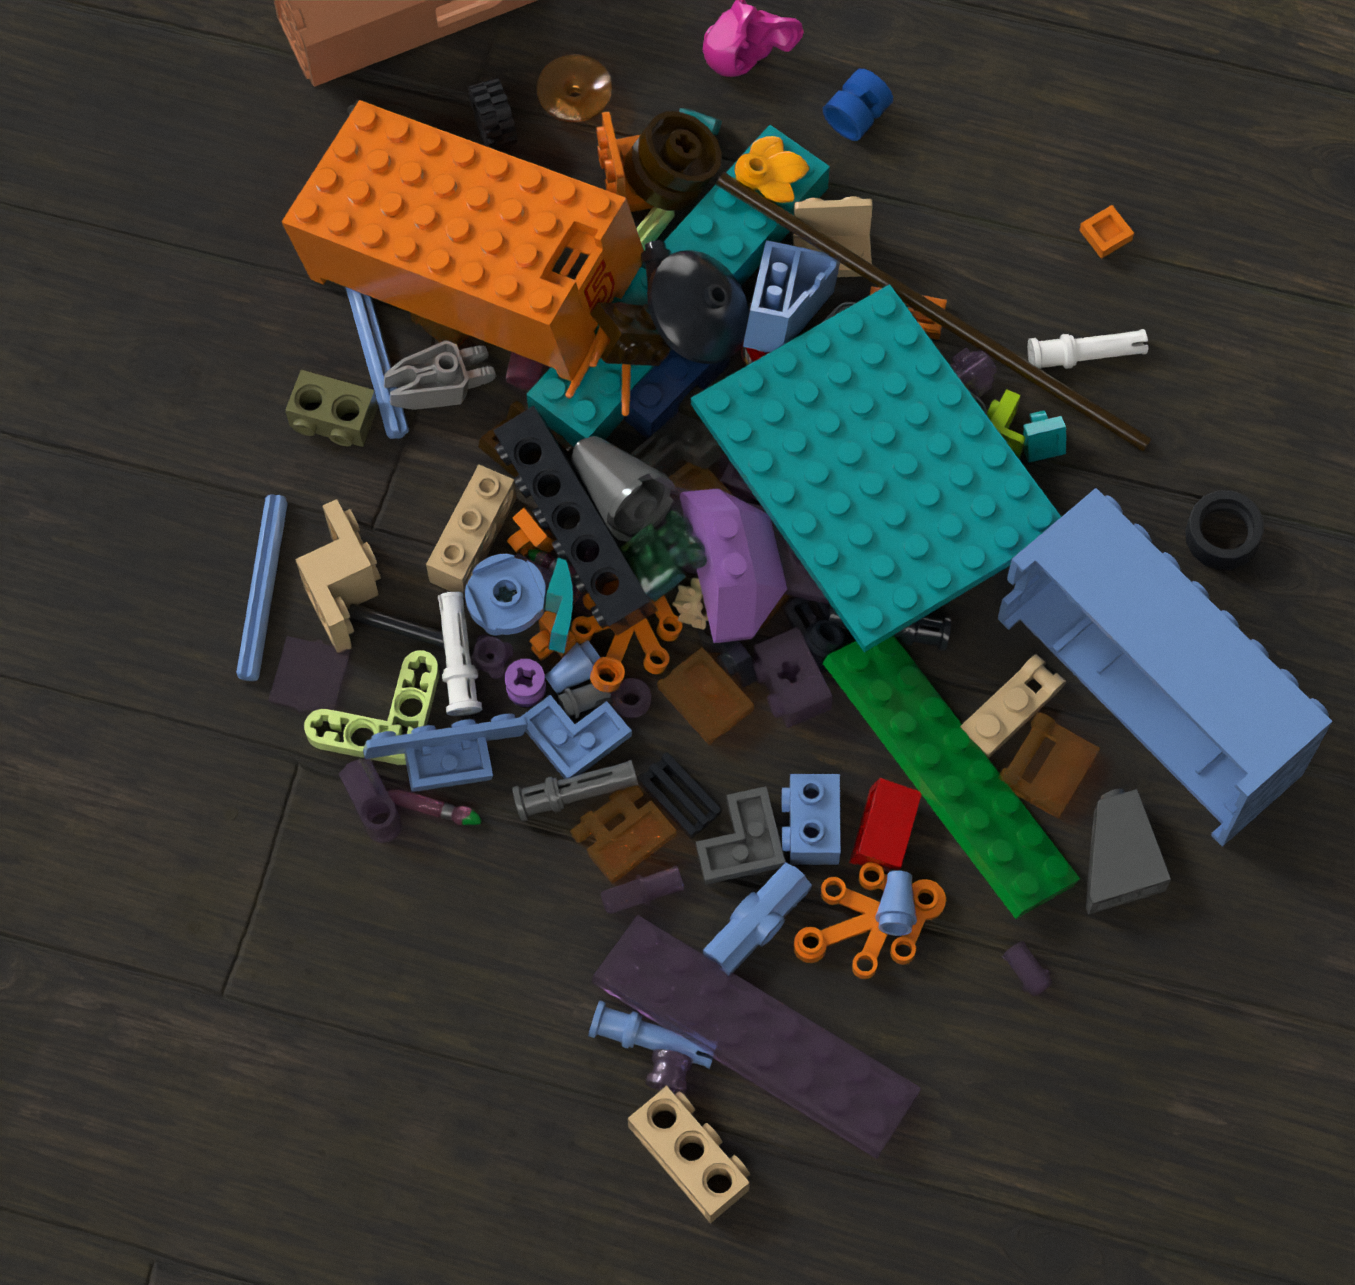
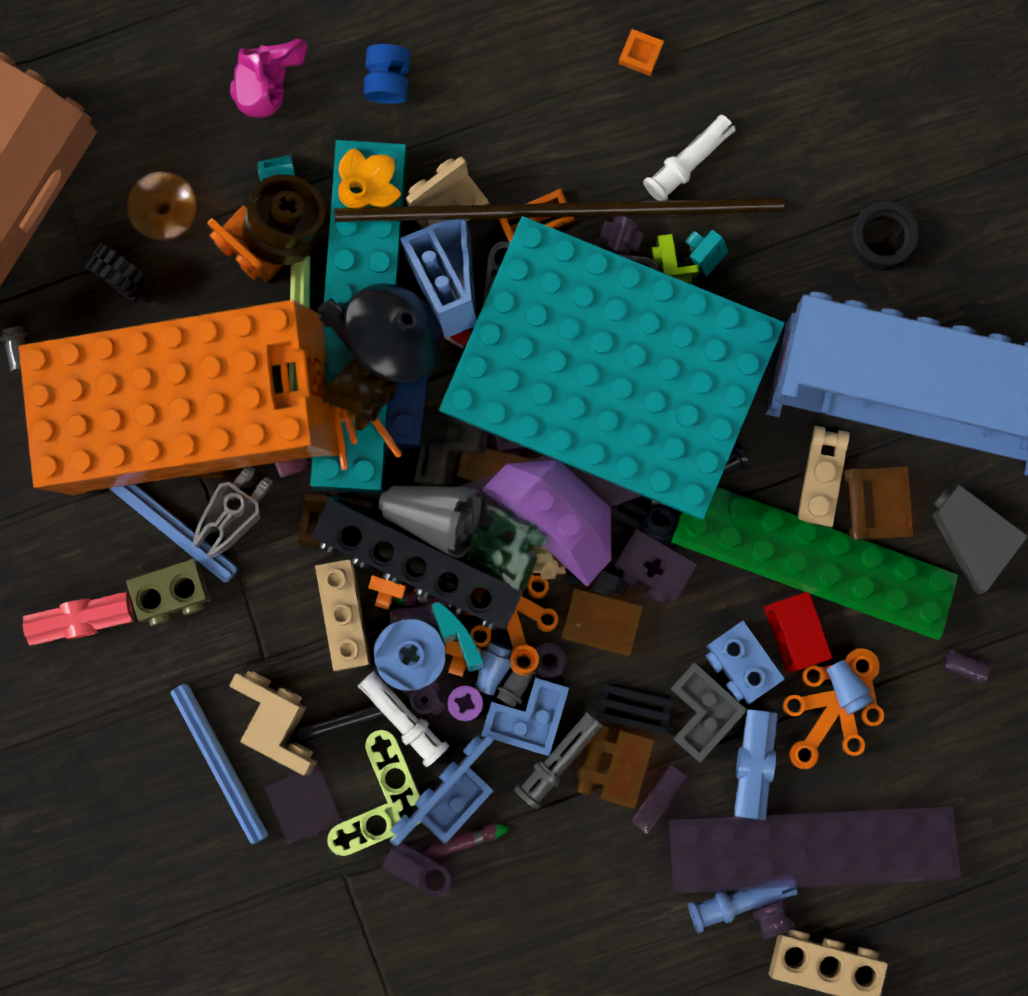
camera: 30 degrees left, 15 degrees up
(233, 379) = (78, 618): none -> coral piece

